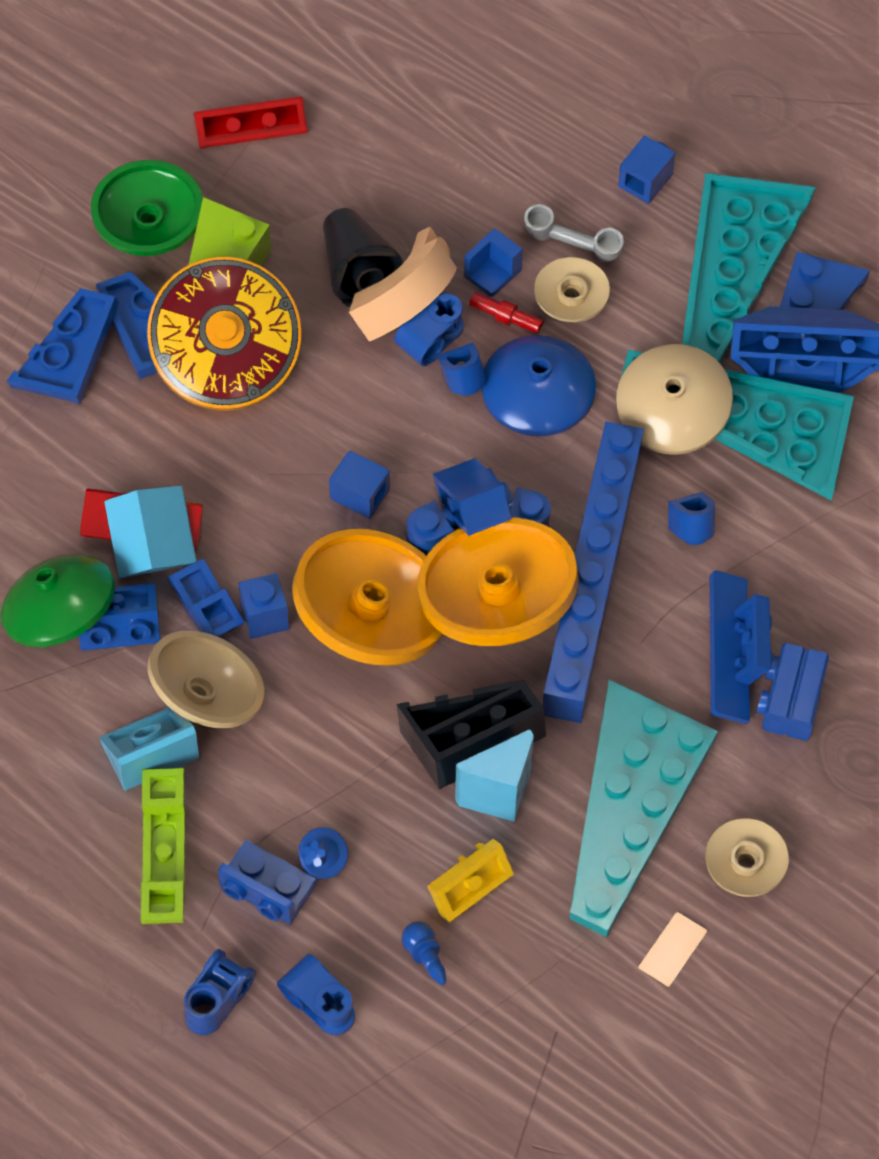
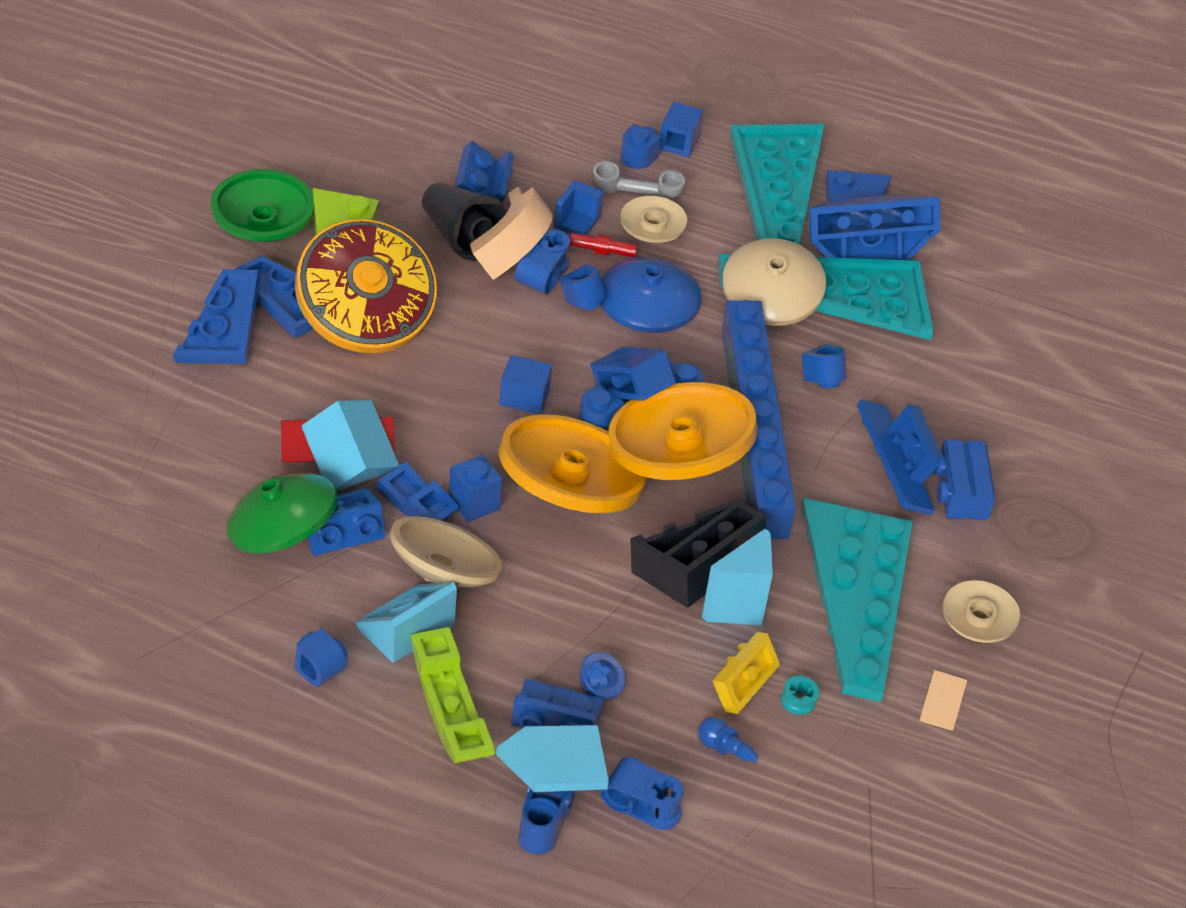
camera: 20 degrees left, 15 degrees down
(49, 774) = (320, 657): none -> blue plate
(236, 948) = (556, 758): none -> medium azure slope
(250, 122) = (327, 140): red slope -> none
(400, 201) = (483, 173): none -> blue bracket
(519, 902) = (800, 684): none -> teal bush
(592, 185) = (640, 147): none -> blue plate

